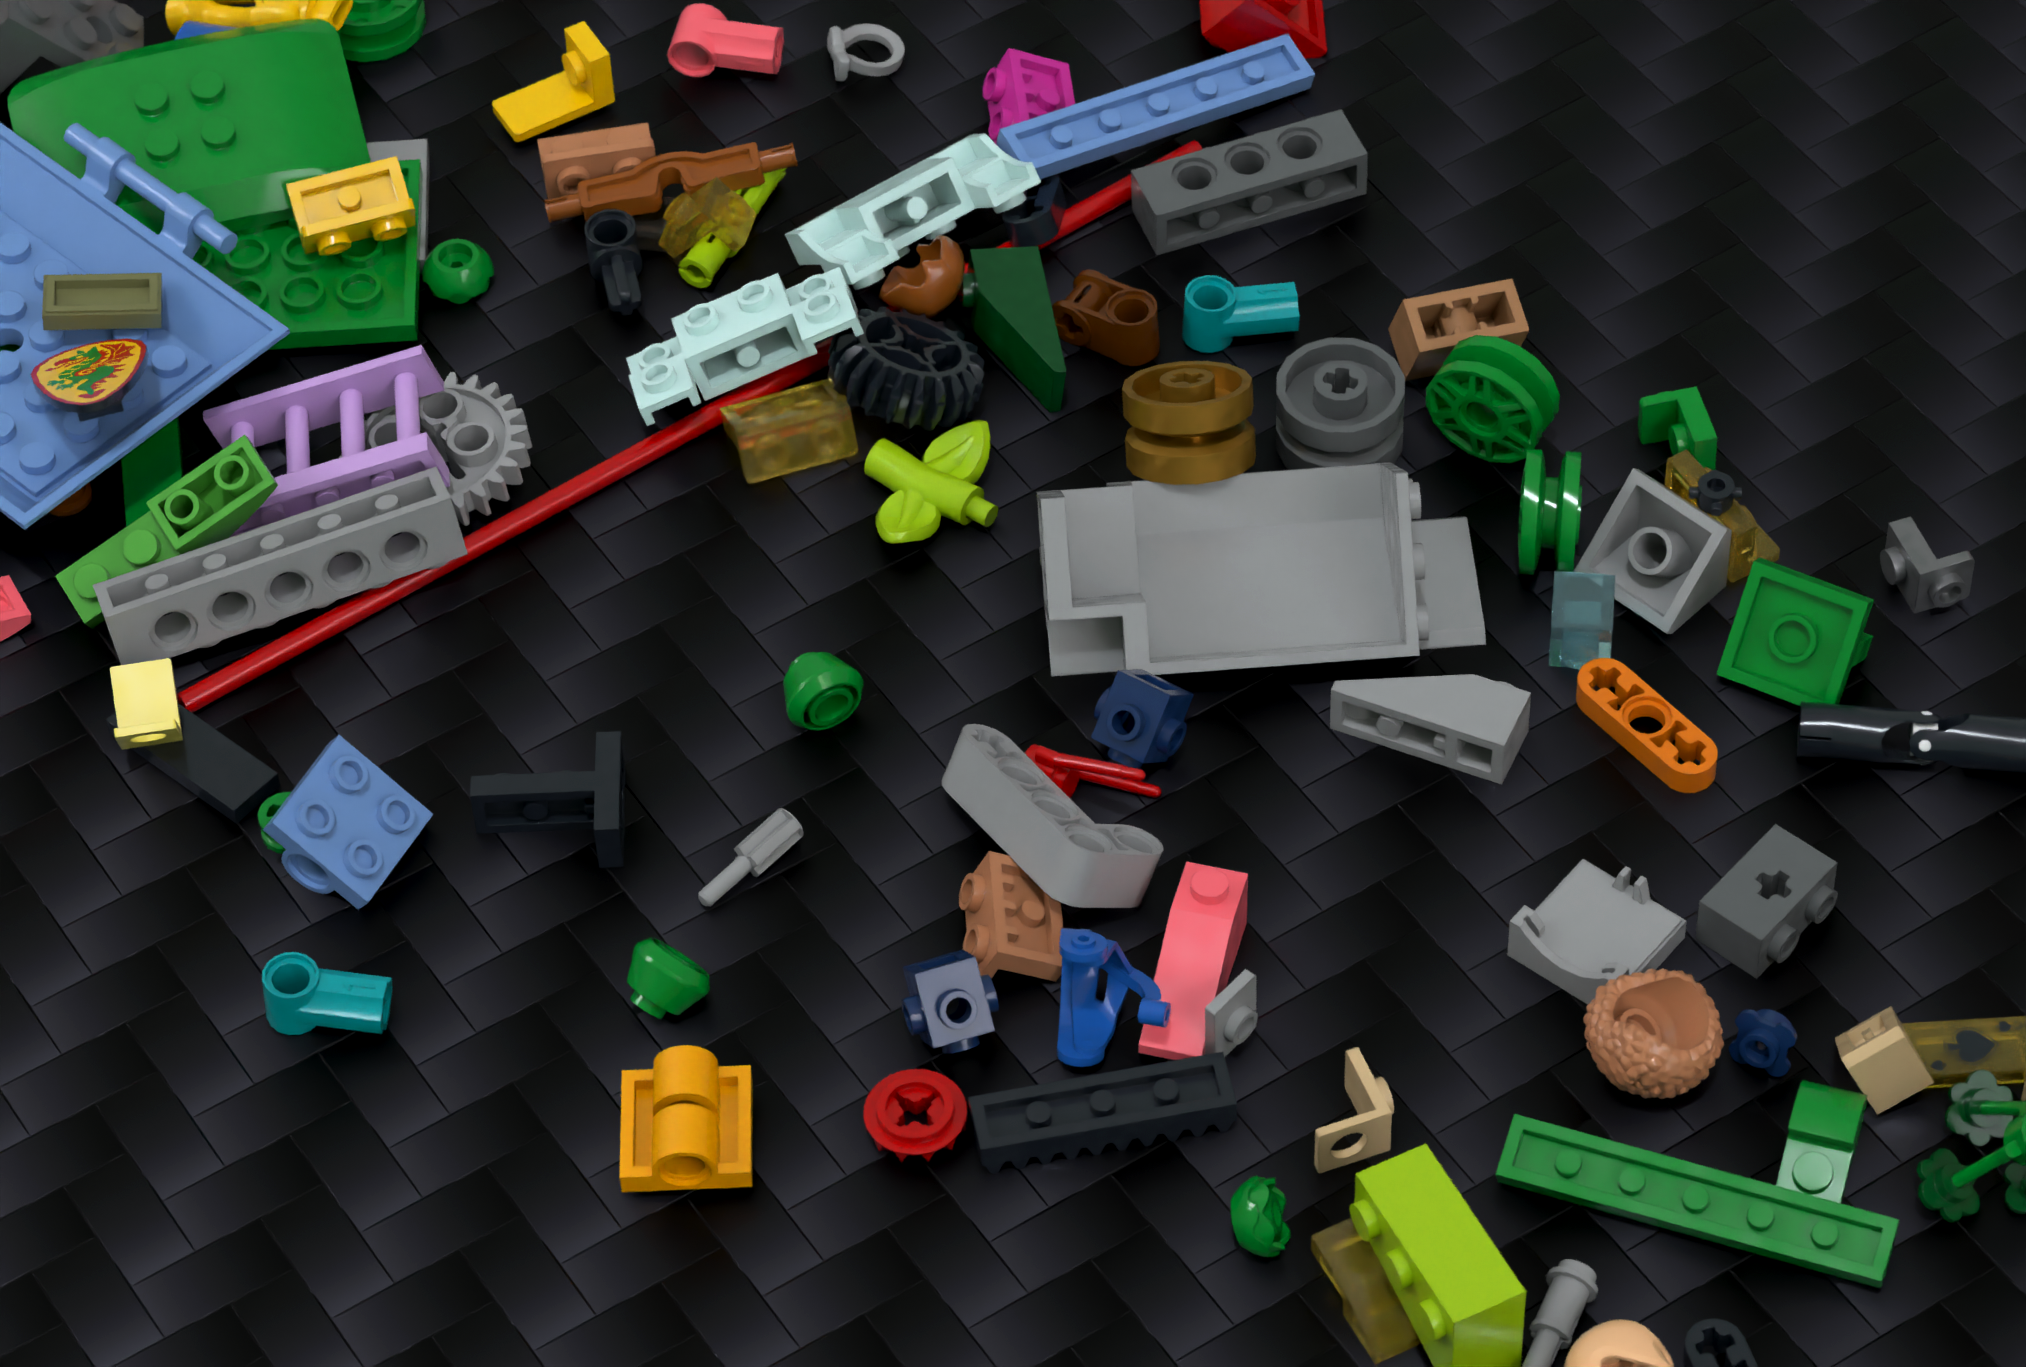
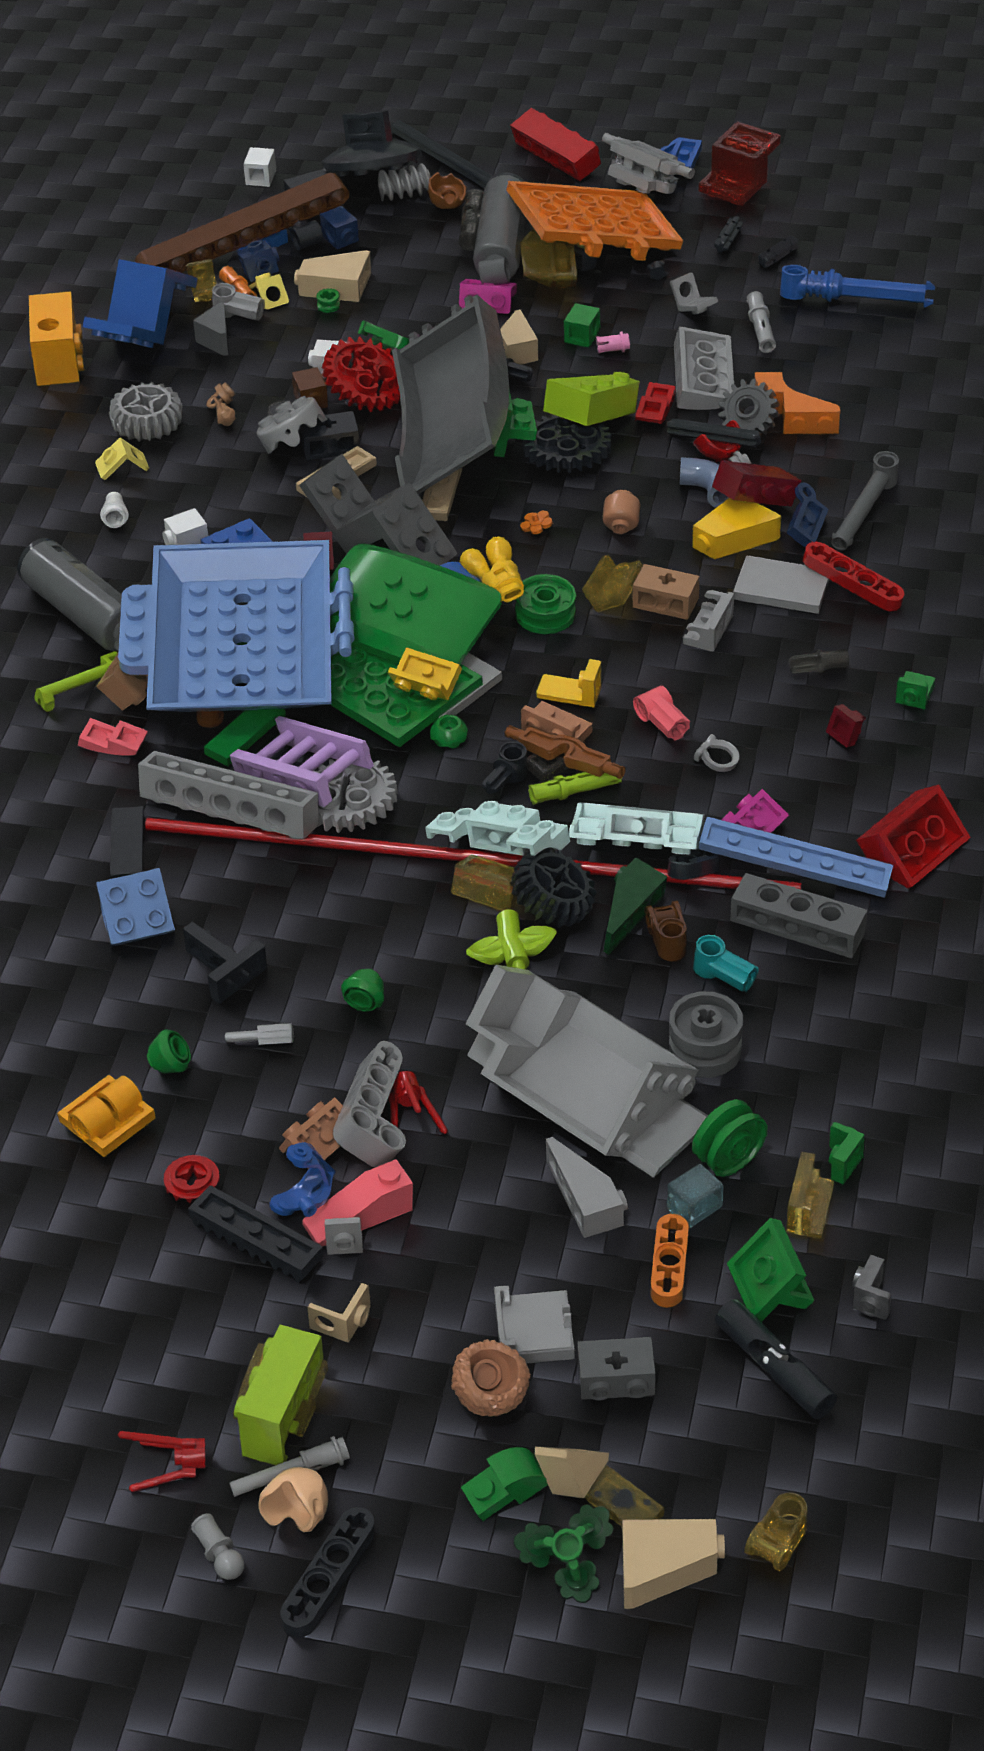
camera: 45 degrees right, 5 degrees down
(91, 377) = (231, 665): shield -> none
(102, 301) = (282, 645): olive tile -> none
(145, 704) = (122, 810): light yellow bracket -> none
(182, 518) = (215, 747): bright green slope -> none
(323, 997) = (50, 966): teal piece -> none
(707, 210) = (561, 775): clear yellow bracket -> none
(929, 285) = (605, 861): dark orange hair -> none
(933, 986) = (249, 1143): brick -> none
(1141, 718) = (464, 1093): dark blue brick -> none
(1189, 422) = (630, 990): pearl gold wheel -> none
(1258, 1217) = (257, 1322): green plate -> none
(1433, 324) = (798, 1036): medium nougat brick -> none
(1492, 399) = (769, 1074): green wheel -> none
(1661, 551) = (758, 1192): light grey slope -> none
(1698, 1201) = (427, 1463): green plate -> none
(1715, 493) = (798, 1179): black piece -> none
(1773, 1031) = (539, 1422): dark blue plate -> none

